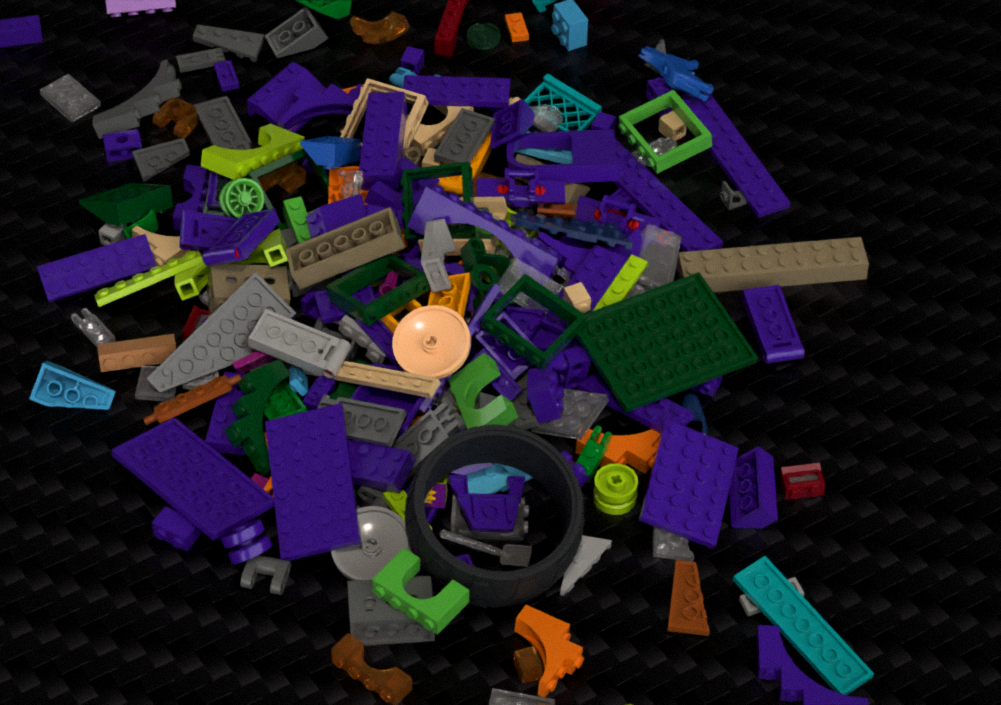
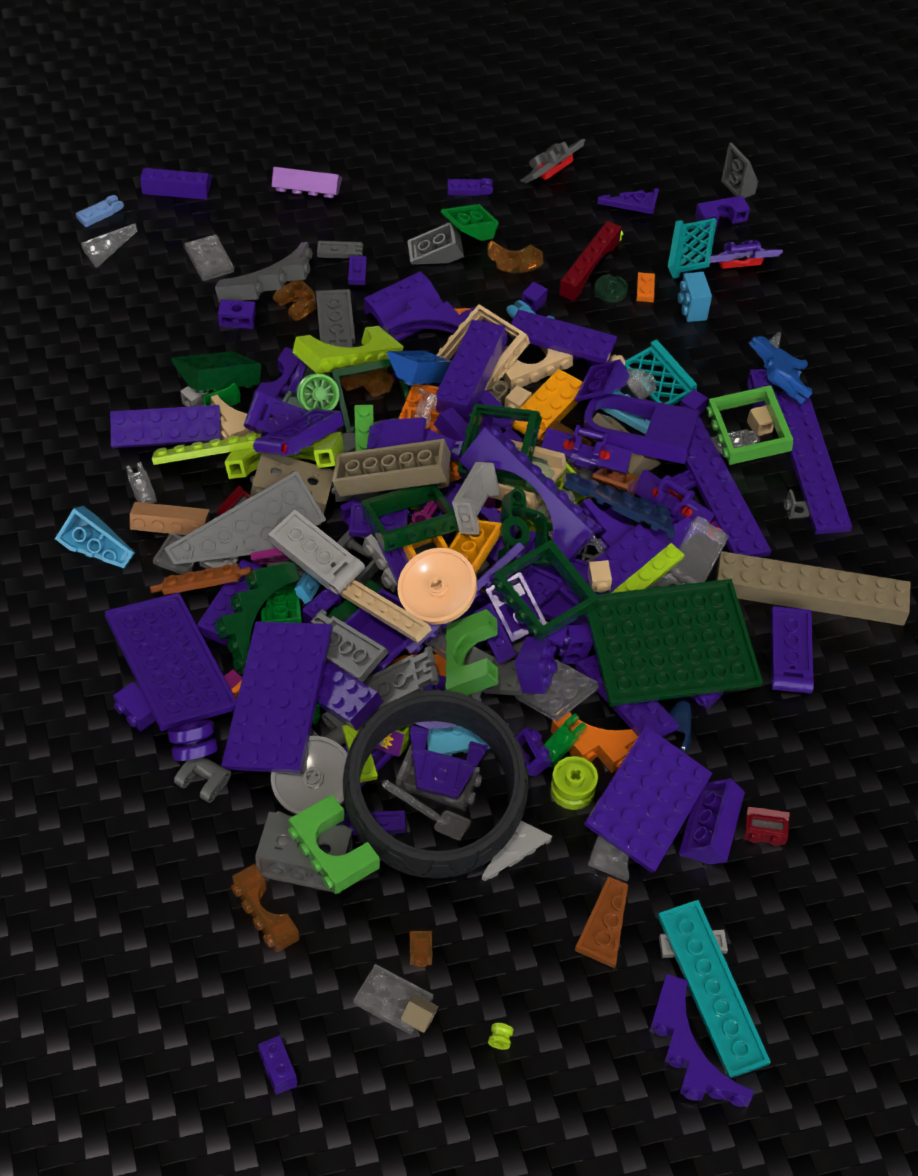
camera: 15 degrees right, 5 degrees up
(159, 157) = (266, 333): dark grey wing -> none
(236, 41) = (380, 240): dark grey wing -> none
(464, 137) = (552, 385): dark grey plate -> none
(515, 272) = (550, 531): clear plate -> none
(552, 643) = (452, 927): orange arch -> none

